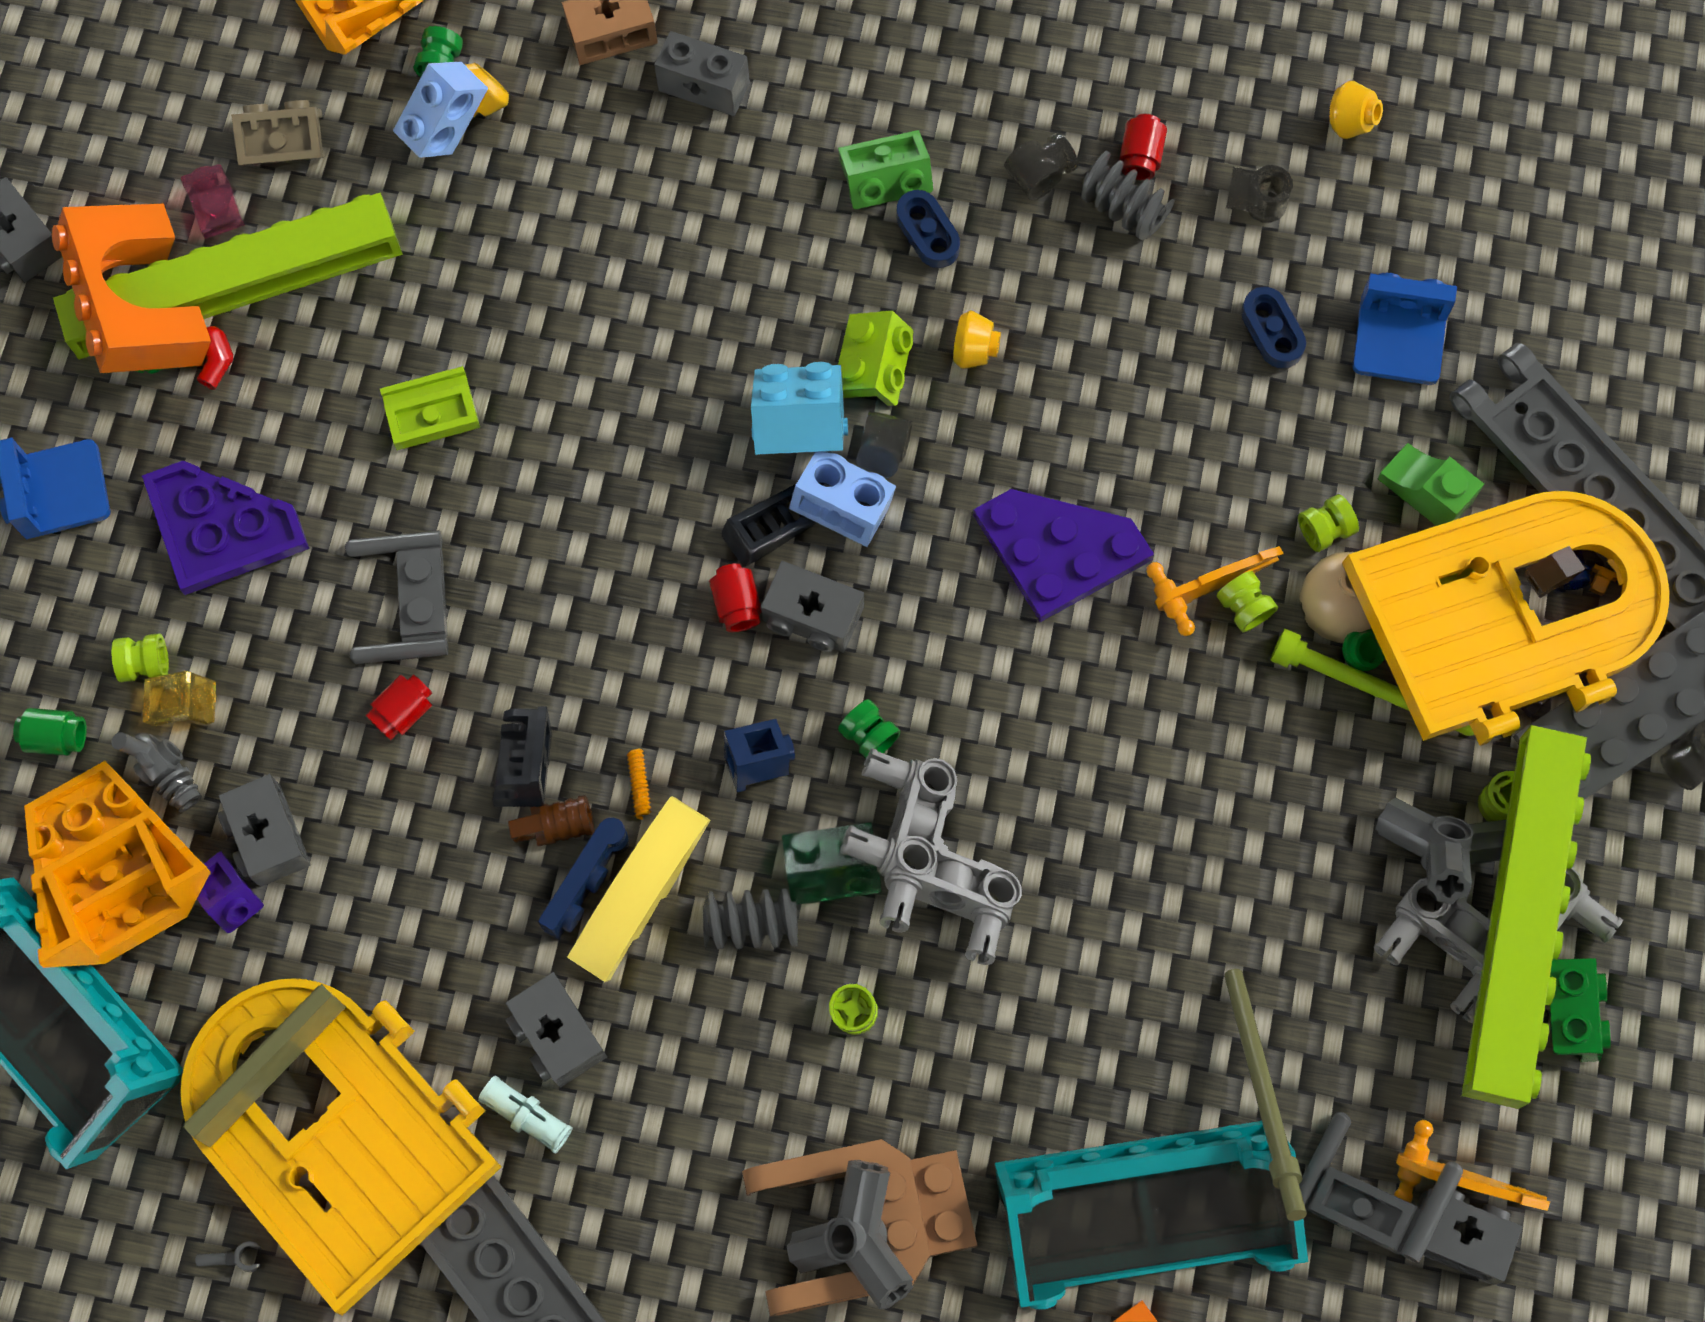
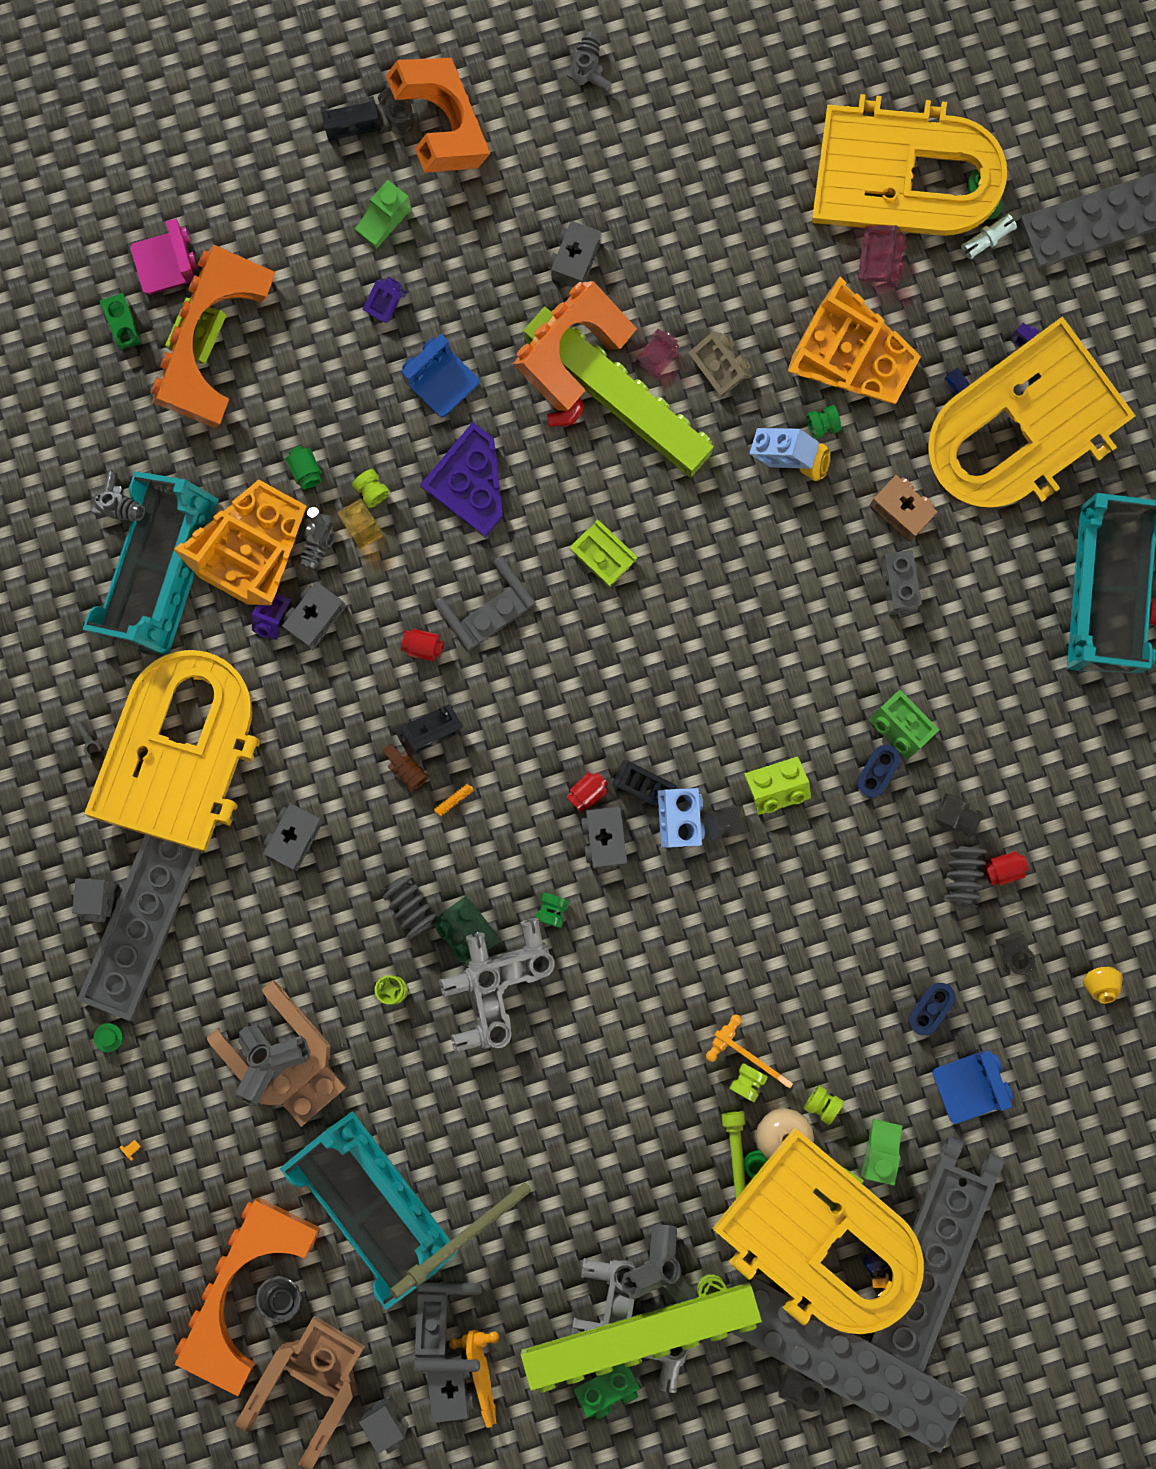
camera: 60 degrees right, 10 degrees up
(264, 1066) = (187, 698): olive tile -> none
(525, 1114) = (241, 847): light aqua pin -> none
(585, 876) = (384, 802): dark blue plate -> none
(638, 888) = (393, 835): light yellow slope -> none
(757, 753) = (506, 847): dark blue brick -> none
(798, 409) = (715, 764): medium azure brick -> none
(975, 340) = (821, 839): yellow cone -> none
(1059, 548) = (723, 957): dark purple plate -> none
(1554, 571) = (855, 1254): dark brown piece -> none

